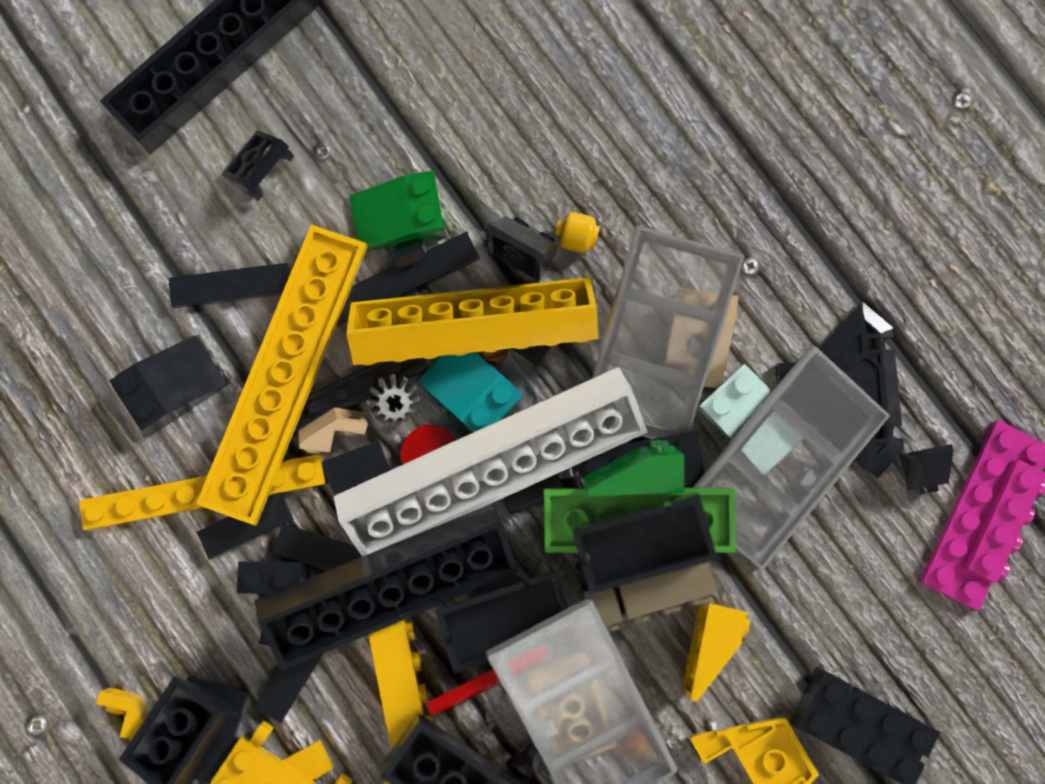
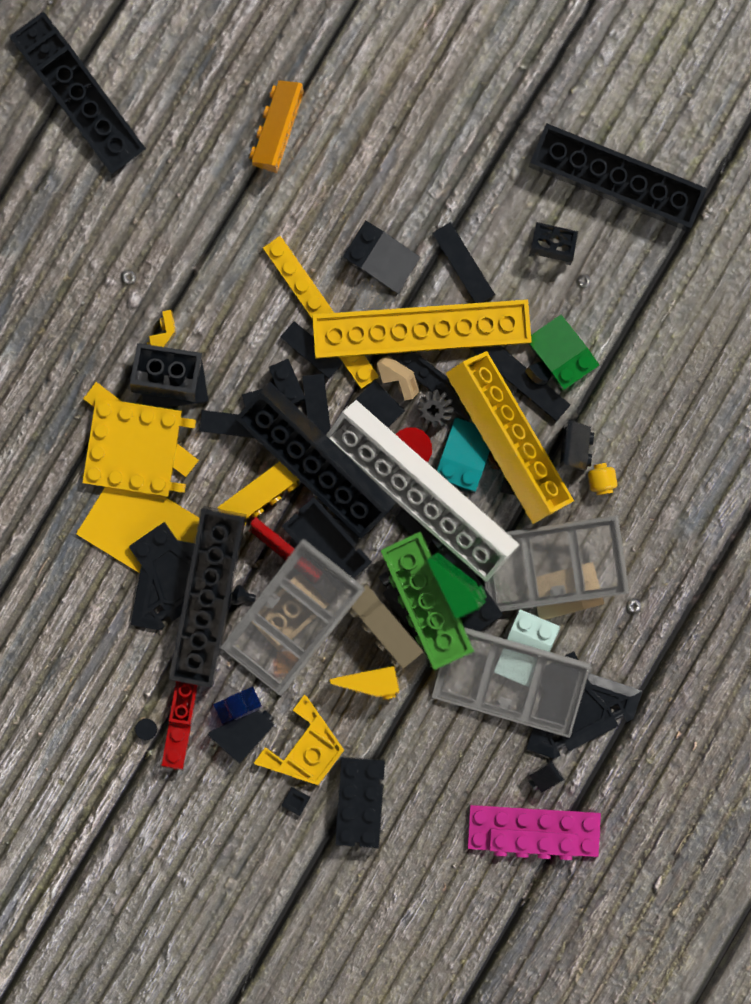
camera: 70 degrees right, 5 degrees up
(644, 543) = (414, 608): black piece -> none

